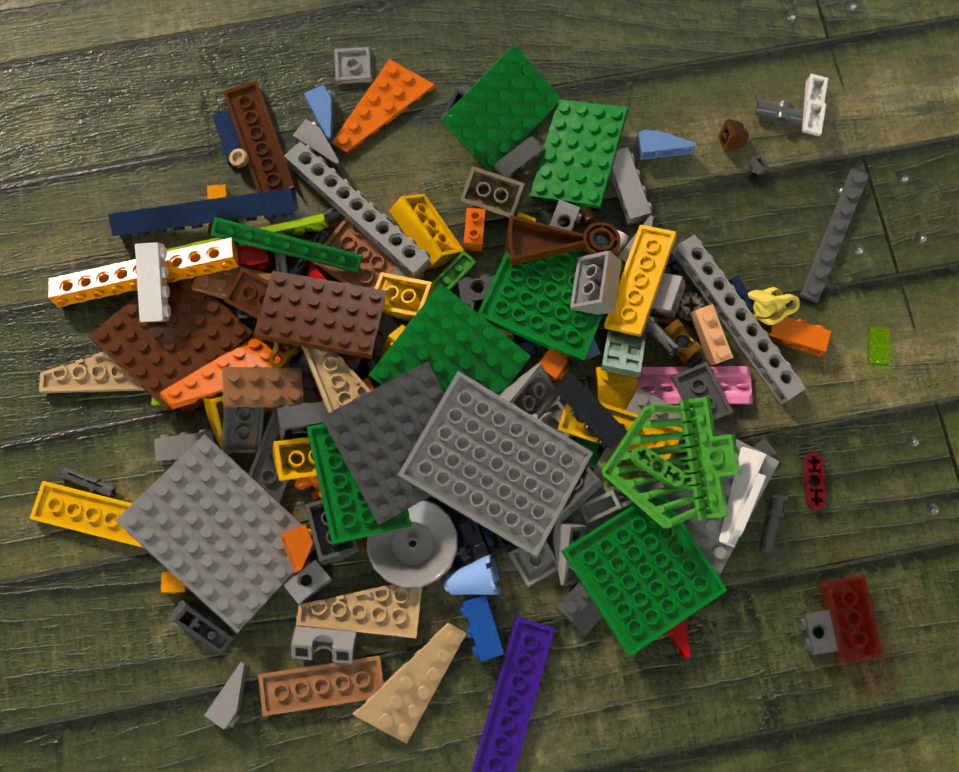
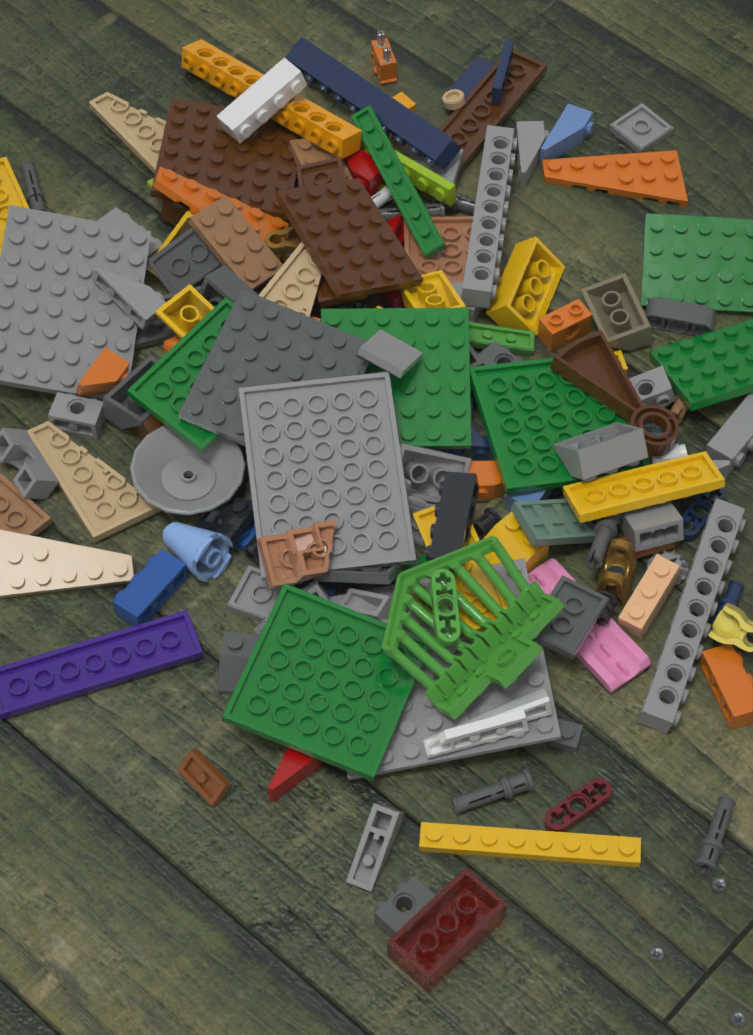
camera: 55 degrees right, 20 degrees down
(167, 176) = (383, 59): none -> orange piece
(245, 112) = (502, 72): none -> dark blue tile
(257, 484) = (131, 296): none -> light grey slope
(443, 359) = (390, 353): none -> light grey tile
(541, 523) = (297, 554): none -> nougat slope
(645, 689) = (204, 777): none -> dark orange plate
(763, 618) = (375, 846): none -> light grey slope
(819, 528) = (530, 844): none -> yellow plate
(891, 427) = (711, 846): none -> dark grey pin

